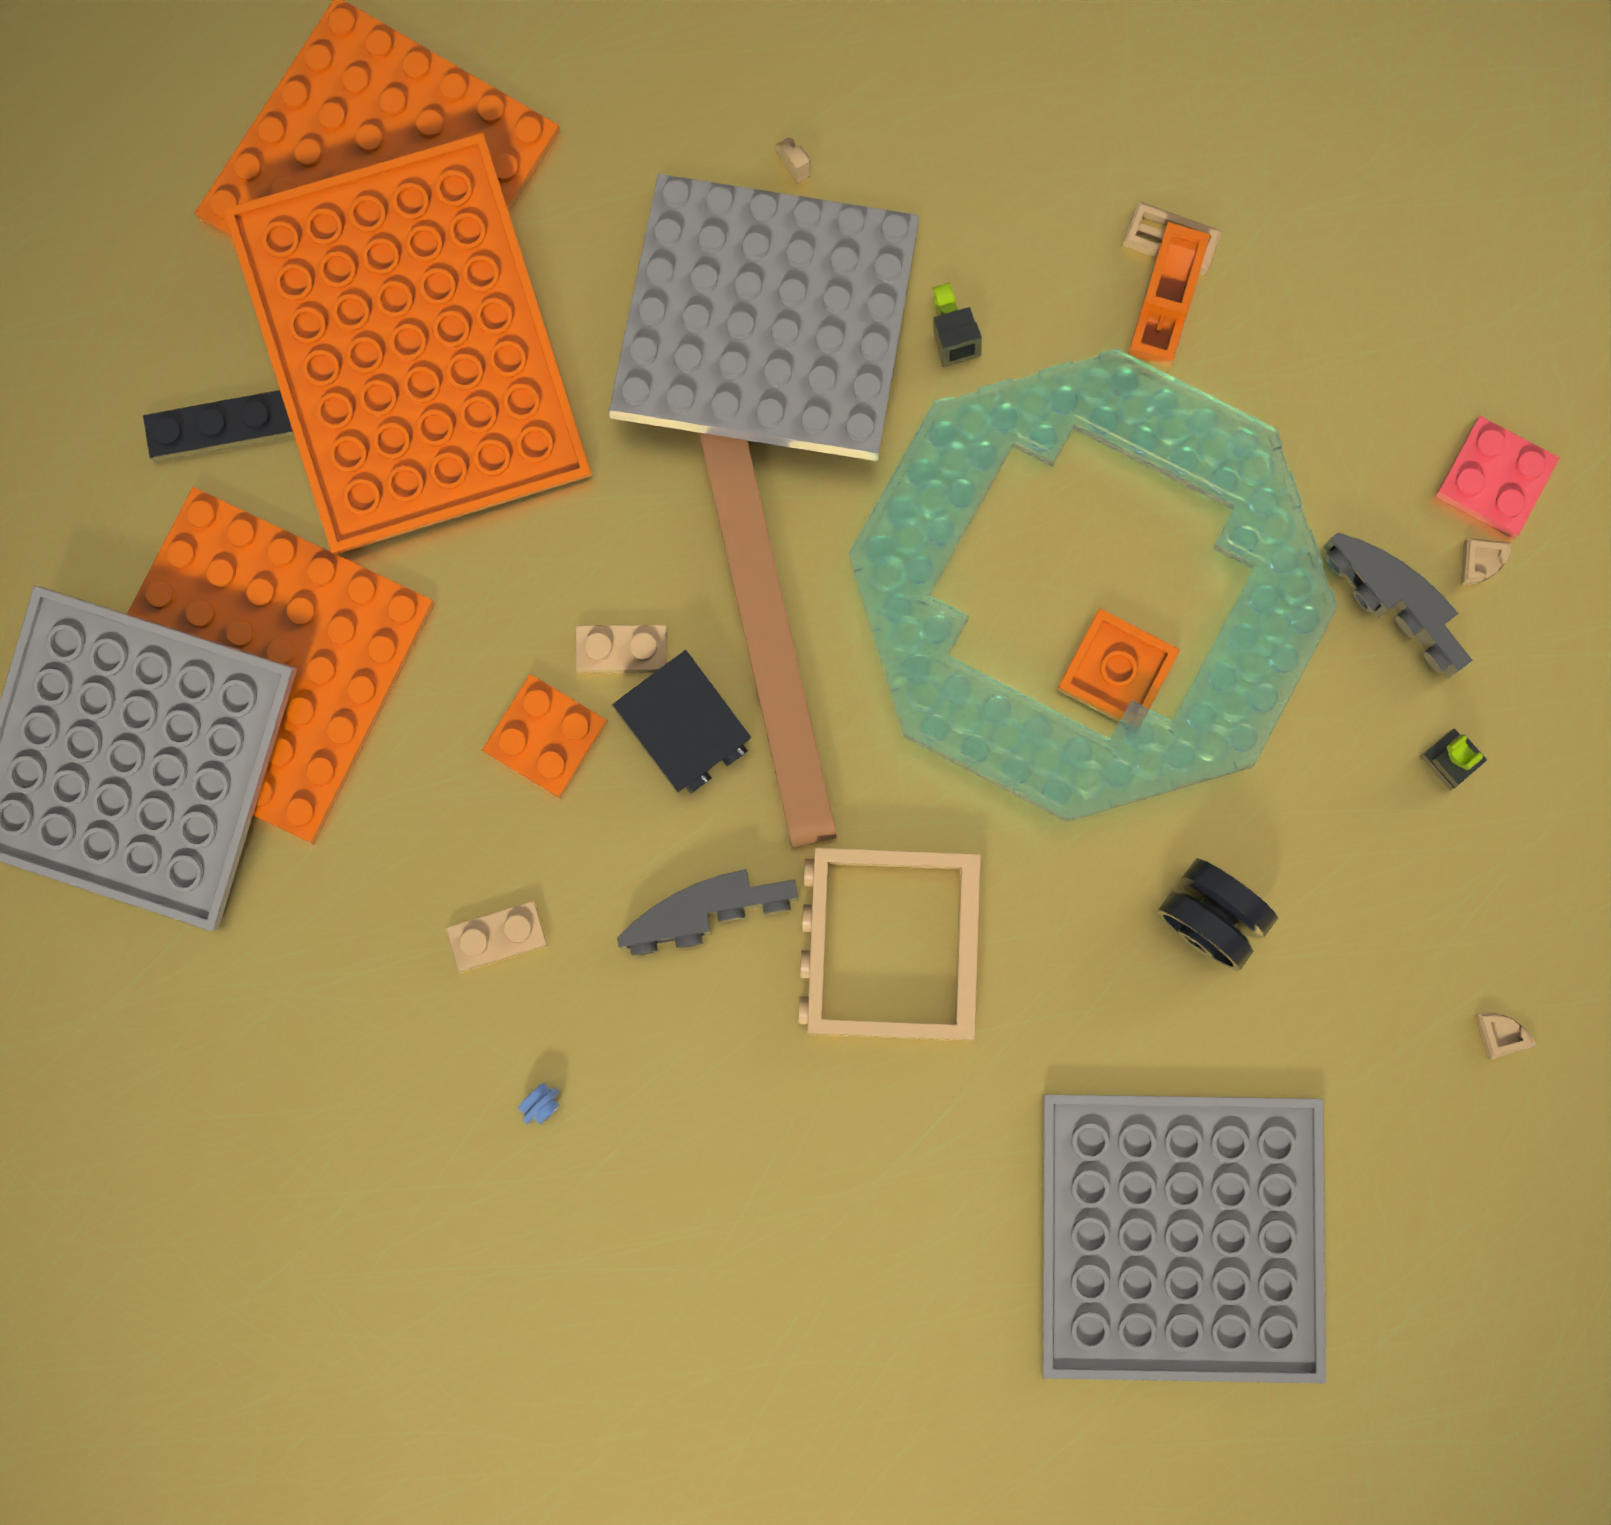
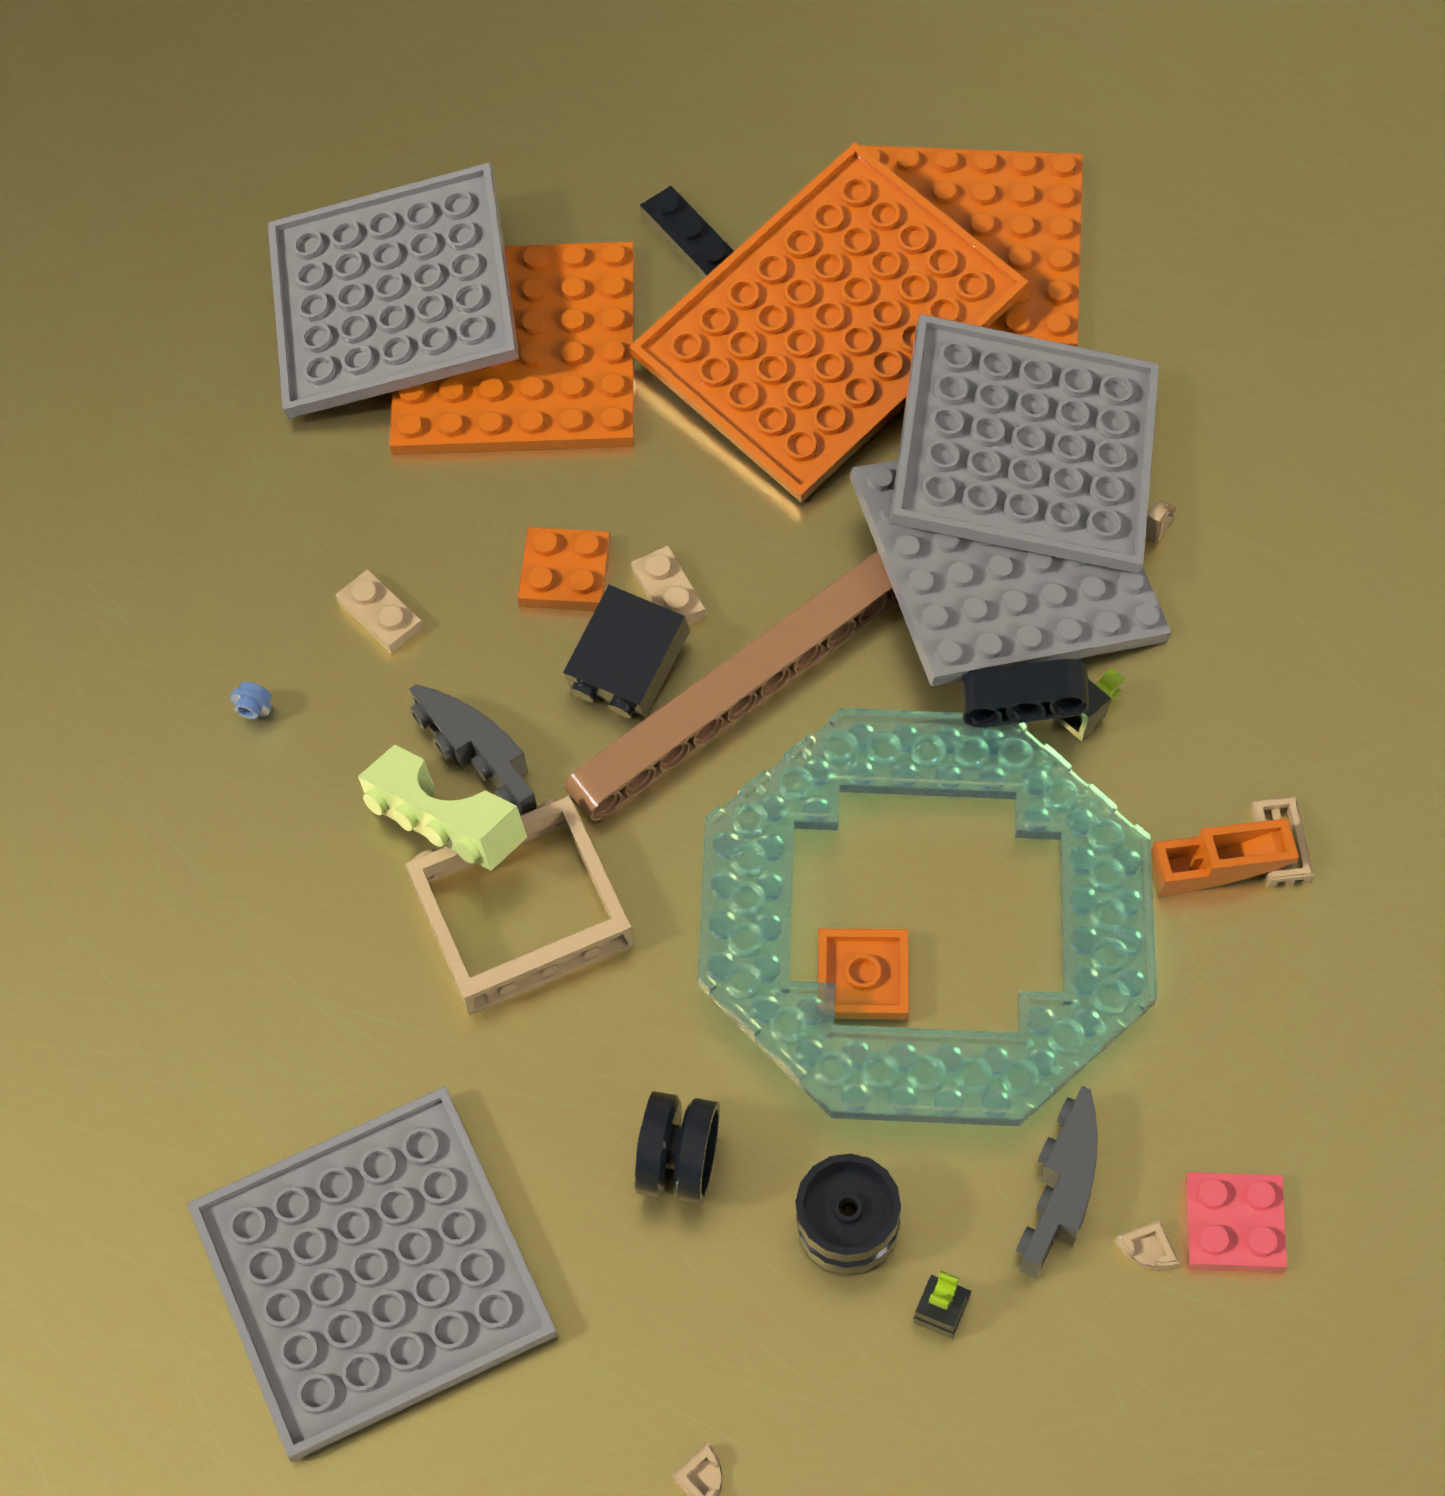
camera: 65 degrees right, 20 degrees down
(665, 235) = (1027, 444): none -> light grey plate
(818, 948) = (477, 827): none -> yellowish green arch
(932, 380) = (1025, 693): none -> black beam
(1352, 770) = (870, 1208): none -> black wheel

